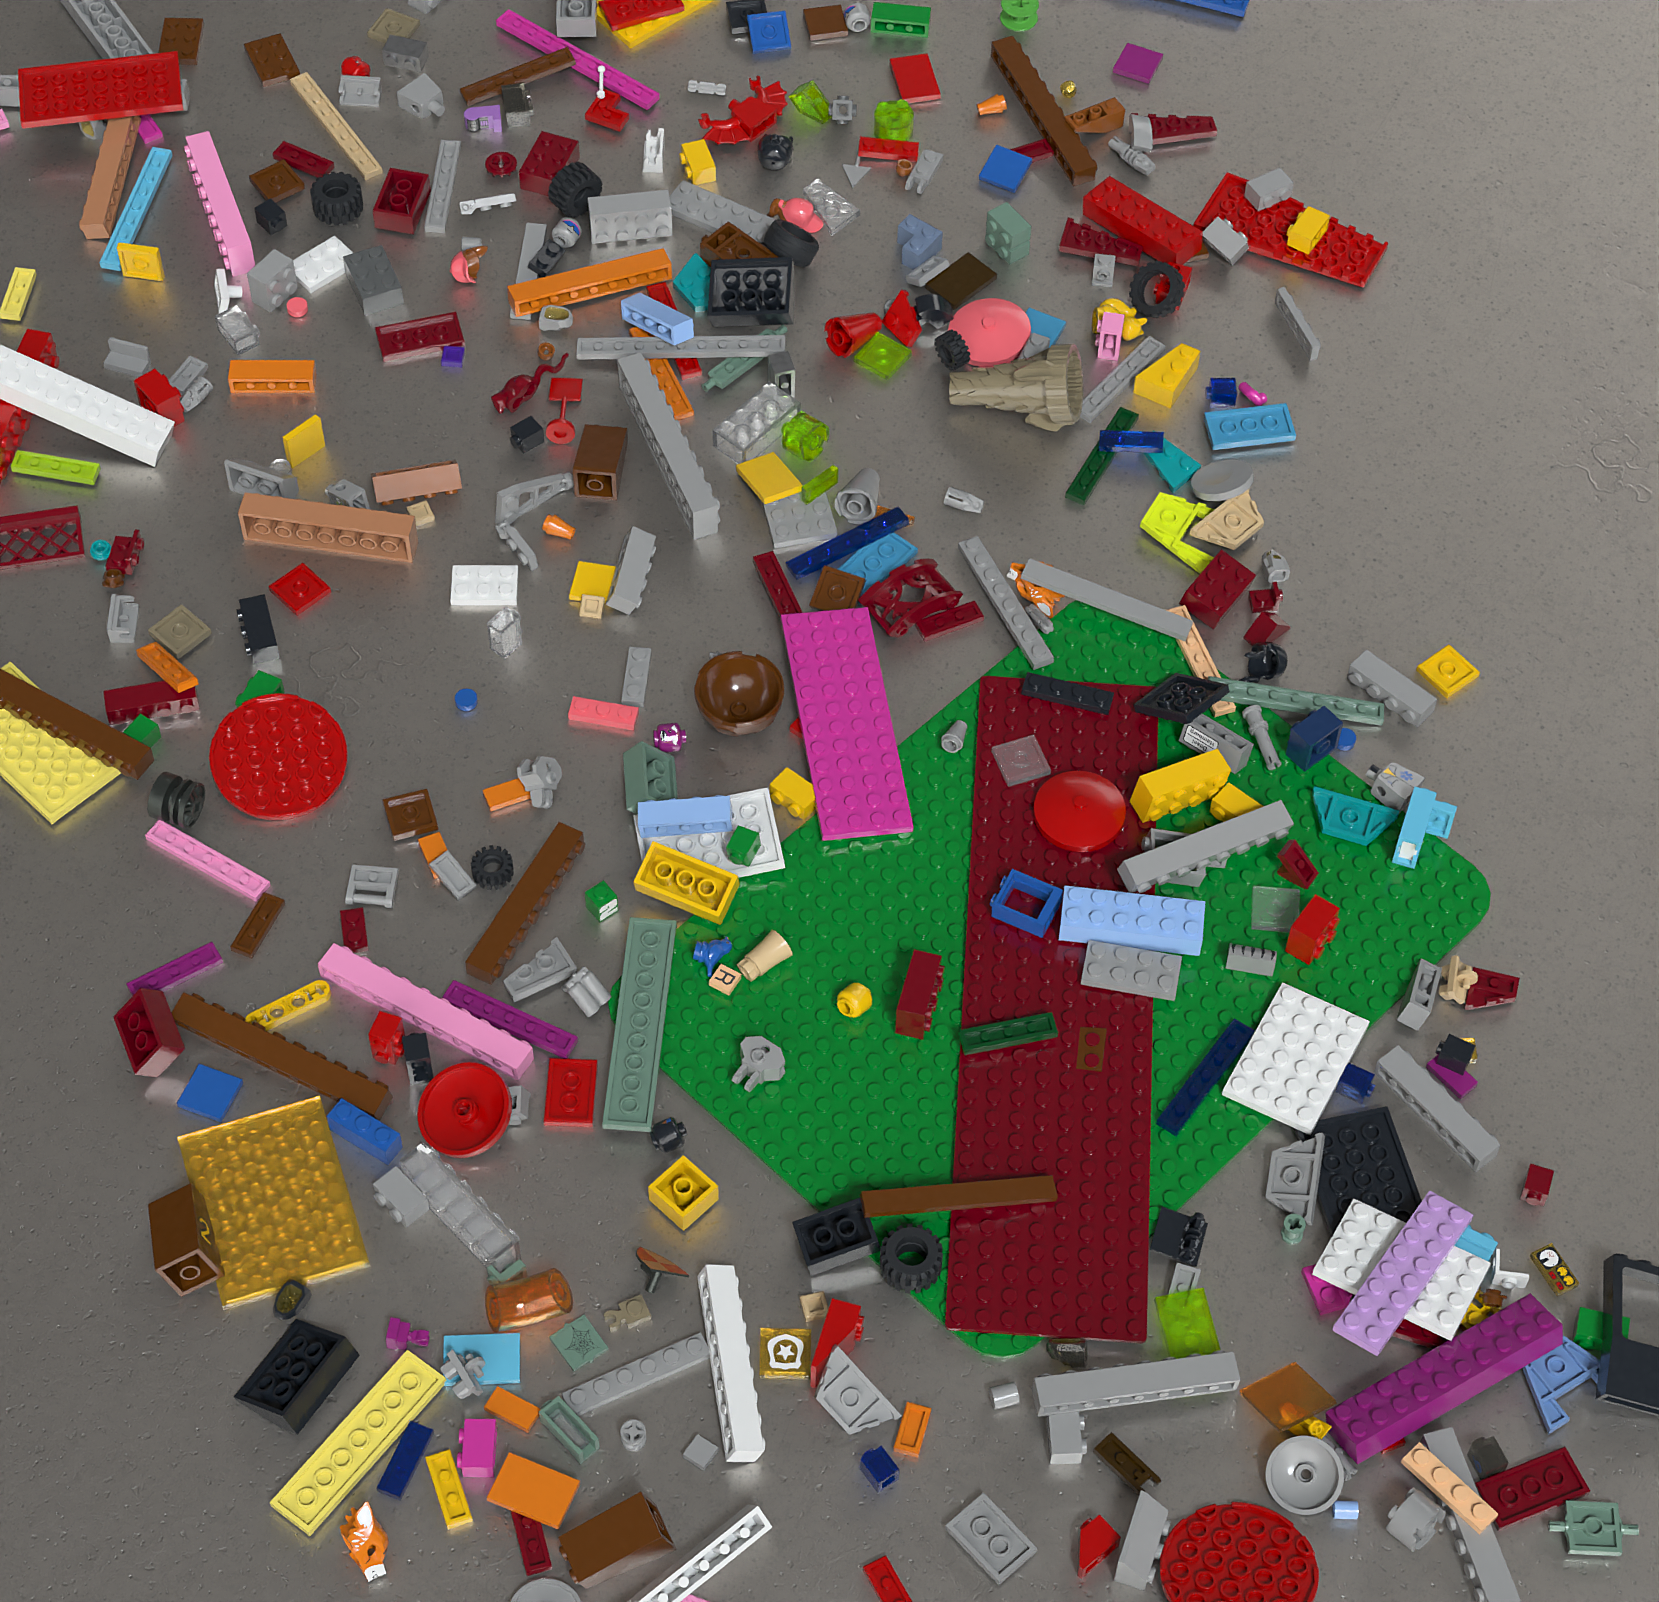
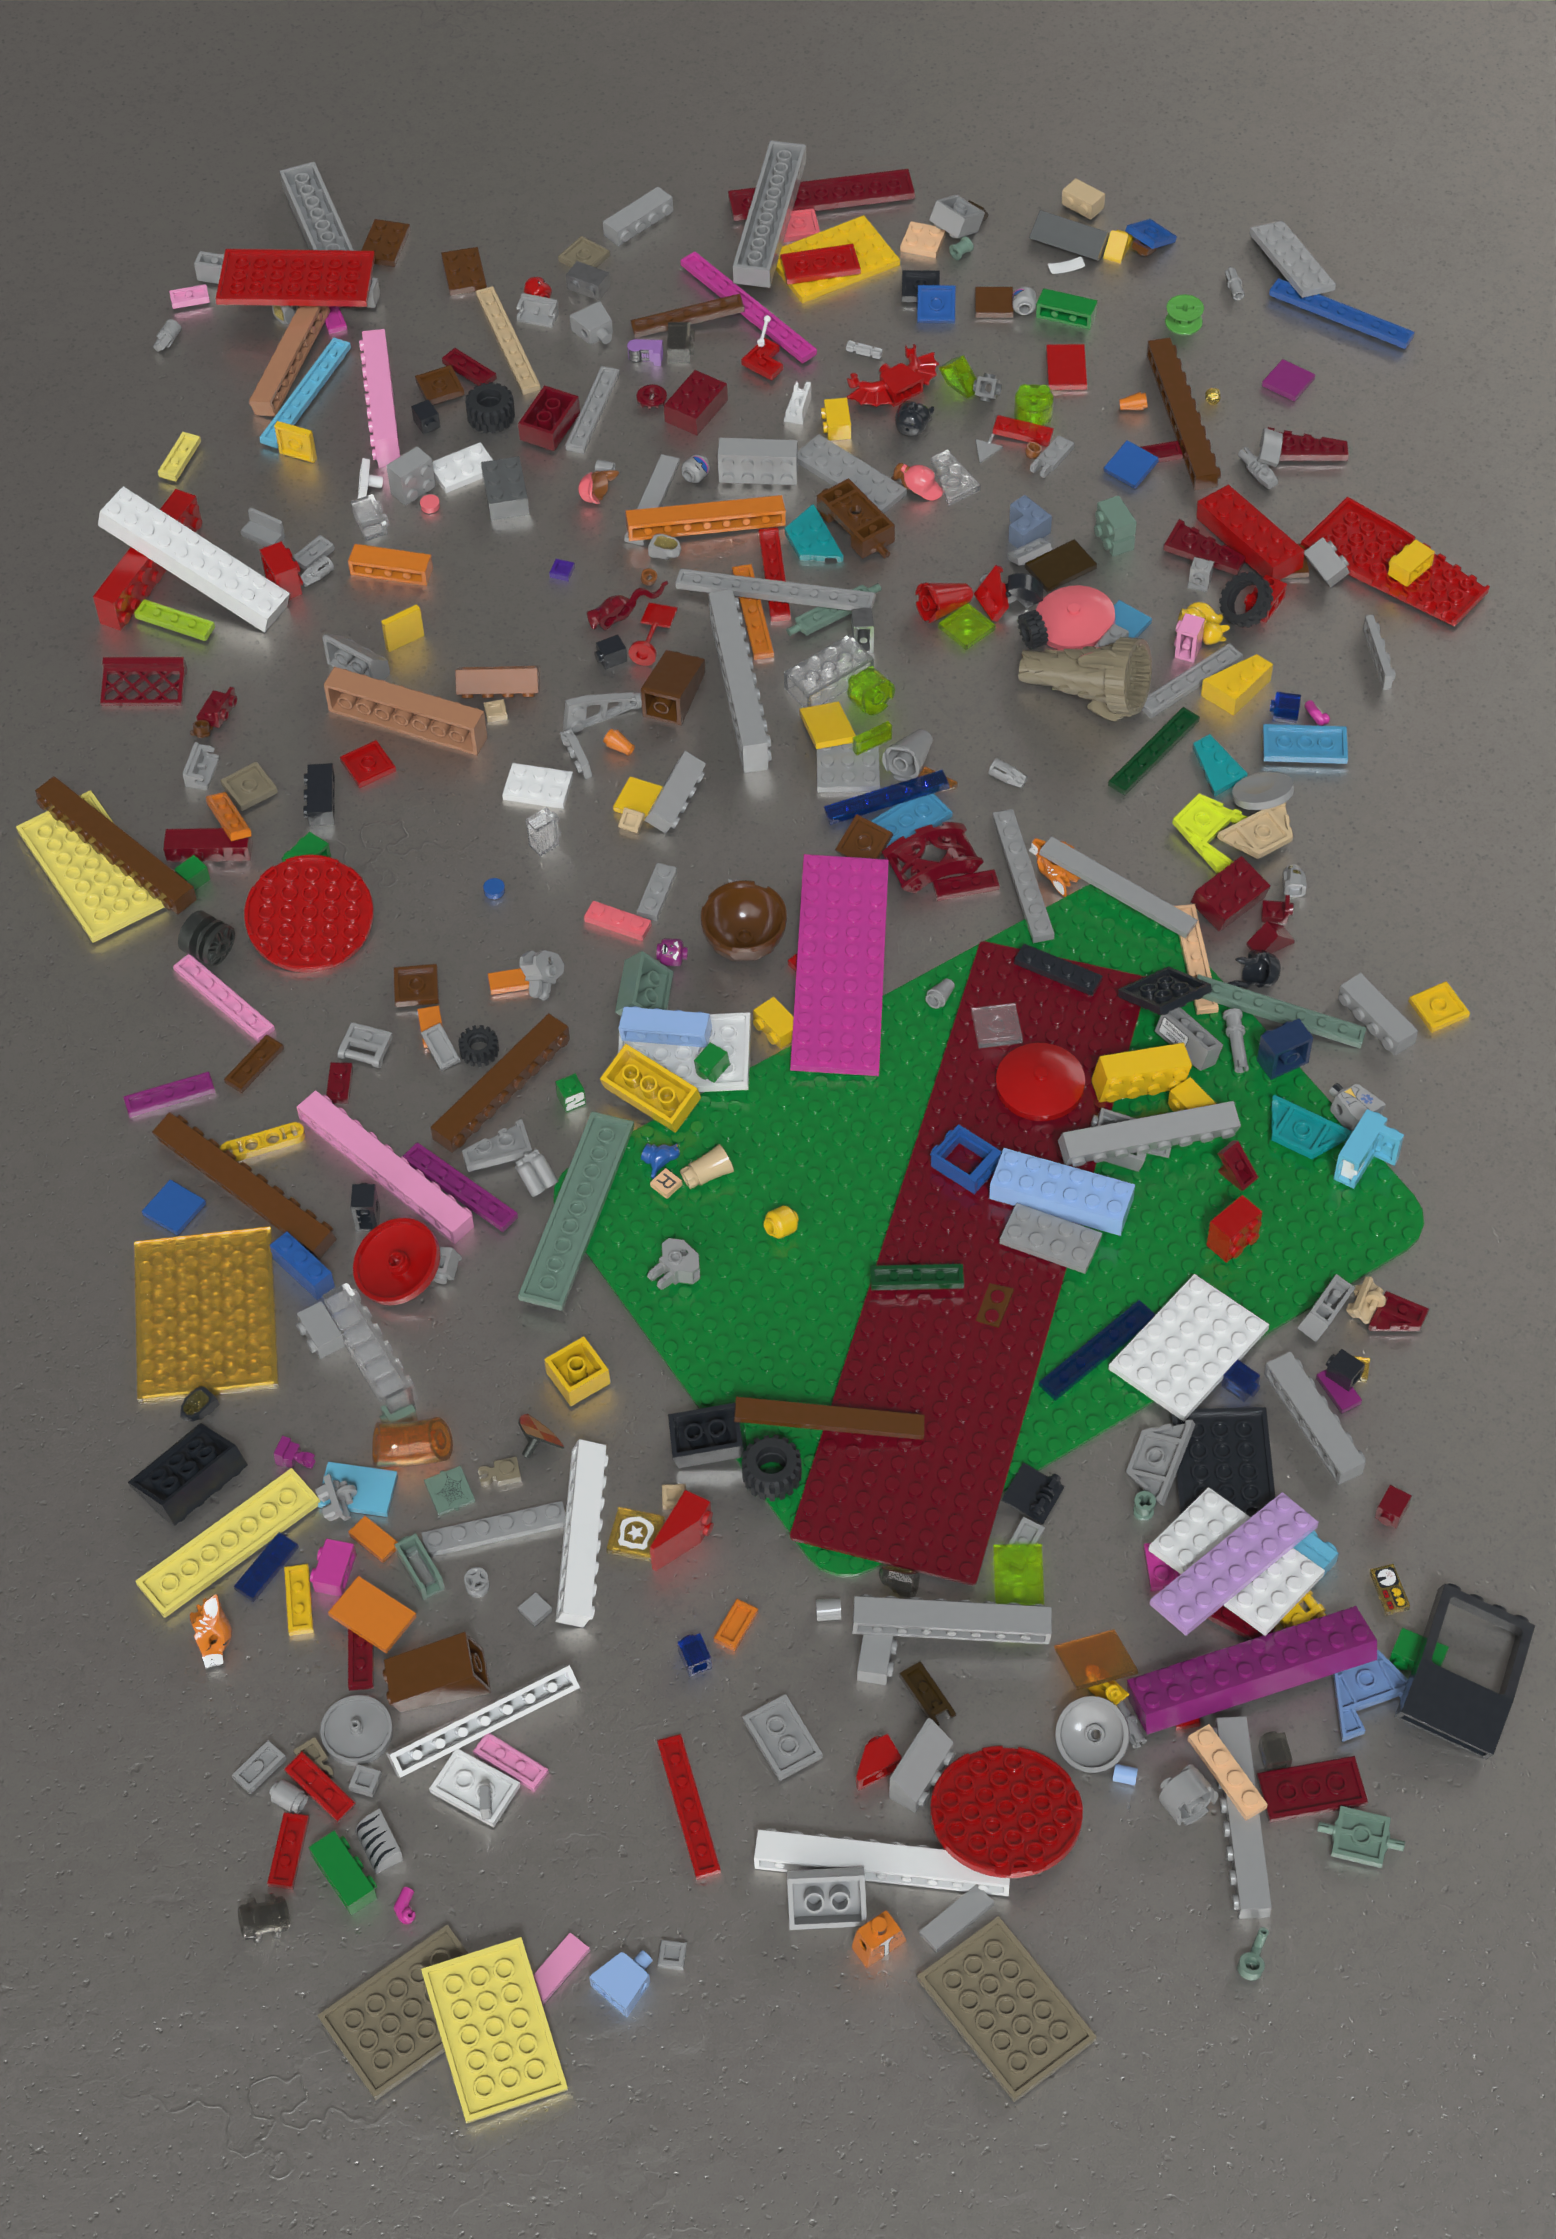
camera: 15 degrees right, 0 degrees up
(100, 549) = (196, 701): teal plate -> none
(149, 1032) = (130, 1143): dark red brick -> none
(184, 1240) = (115, 1335): reddish brown slope -> none
(281, 465) = (379, 648): clear tile -> none
(347, 494) = (430, 683): light grey torso -> none
(386, 1038) = (339, 1182): red brick -> none
(419, 336) = (535, 546): dark red tile -> none
(486, 203) = (610, 432): hinge -> none
(546, 258) = (671, 490): black plate -> none
(570, 1092) = (499, 1263): red tile -> none
(573, 187) = (709, 425): black tyre -> none
(657, 318) = (758, 560): light blue brick -> none
(668, 1134) = (577, 1316): black head -> none
(751, 292) = (853, 548): black slope -> none
(776, 584) = (809, 825): dark red plate -> none
(791, 241) = (903, 507): black tyre -> none
(851, 1395) = (684, 1583): light grey wing -> none
(919, 994) = (841, 1226): dark red brick -> none
(1039, 618) = (1051, 895): light grey axle -> none
(1098, 118) = (1234, 428): dark orange slope -> none
(1131, 441) = (1184, 741): clear blue tile -> none
(1251, 959) = (1169, 1247): light grey brick -> none
(1269, 189) = (1382, 518): light grey brick -> none
(1274, 908) = (1204, 1202): clear tile -> none
(1346, 740) = (1319, 1055): blue tile -> none
(1492, 1298) = (1318, 1604): reddish brown plate -> none
(1504, 1278) = (1339, 1589): white bracket -> none

